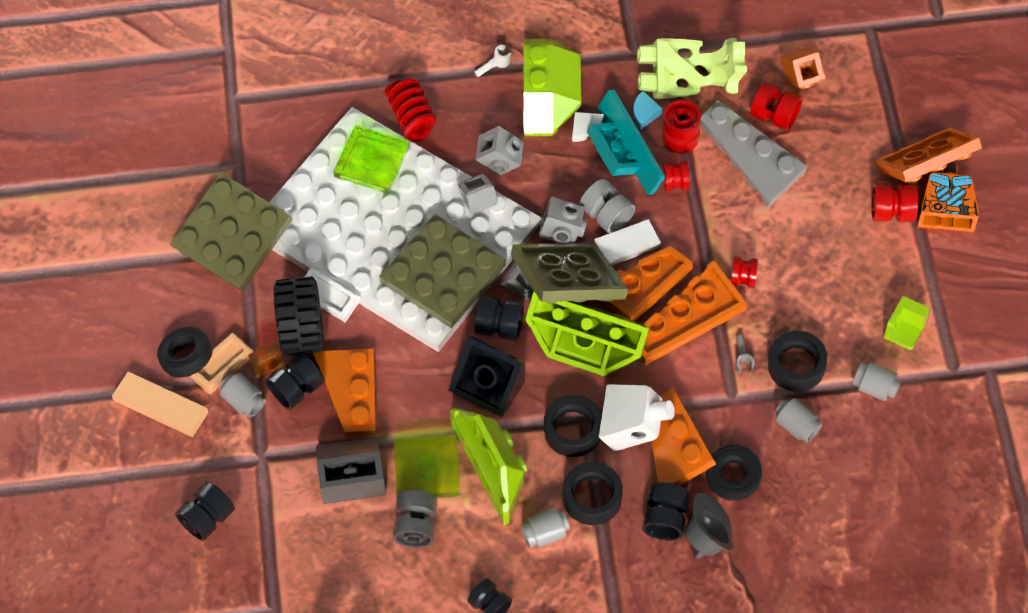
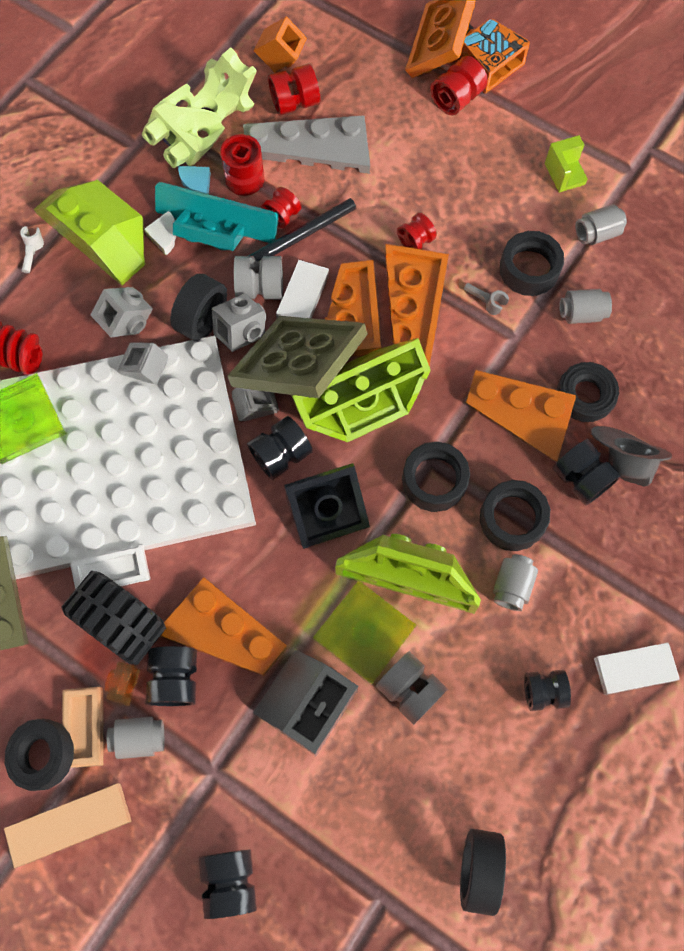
camera: 50 degrees left, 10 degrees up
(442, 270) = (189, 454): olive plate -> none
(546, 178) = (194, 304): none -> black tyre
(632, 415) = (476, 420): white torso -> none
(675, 205) = (305, 230): none -> black bar

